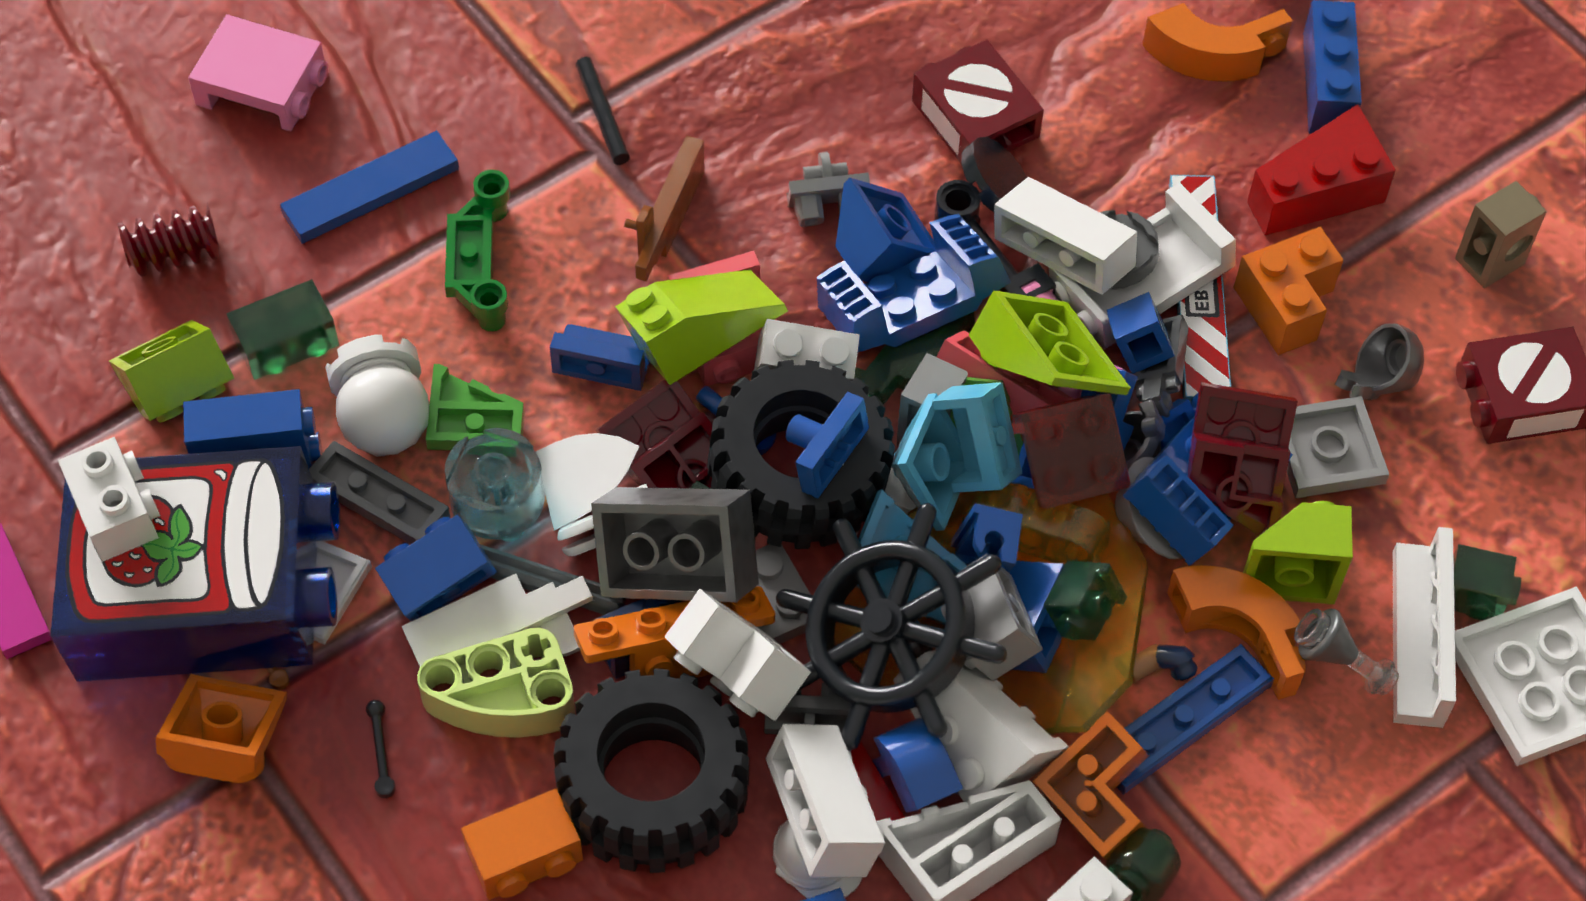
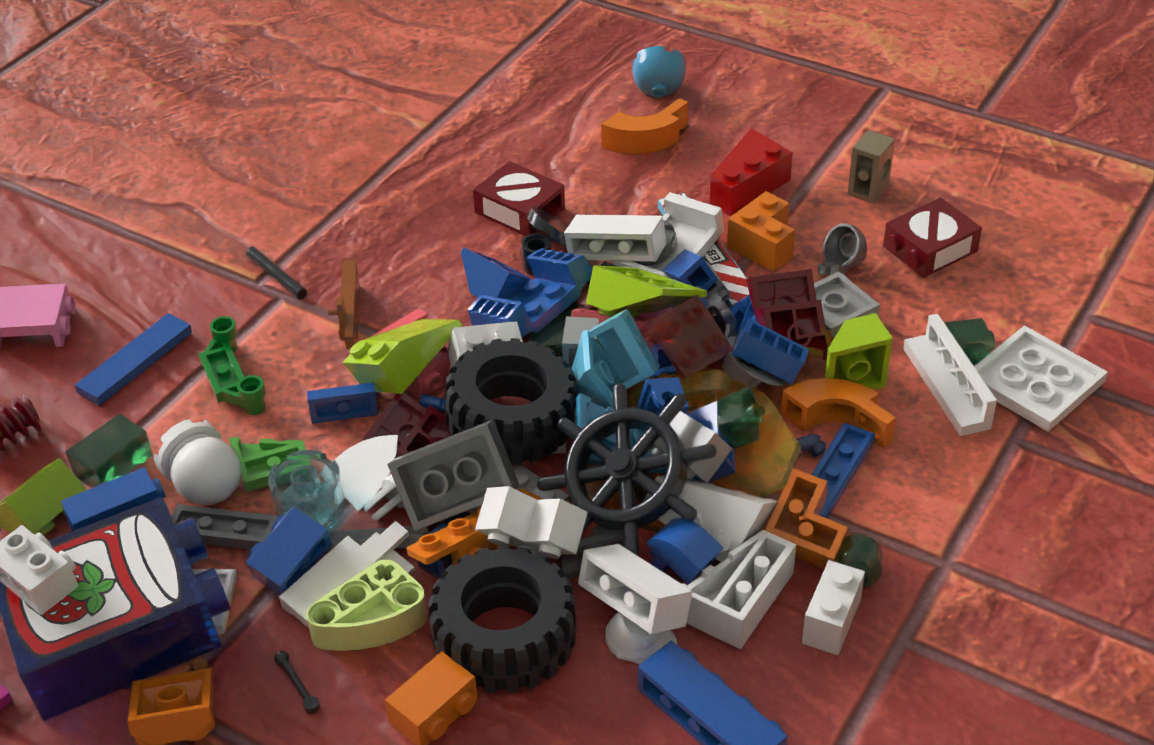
camera: 20 degrees left, 15 degrees down
(820, 186) = (442, 268): light grey hips -> none
(827, 444) = (533, 376): blue tile -> none
(1327, 639) = (898, 395): piece -> none
(1330, 61) = (719, 117): blue brick -> none

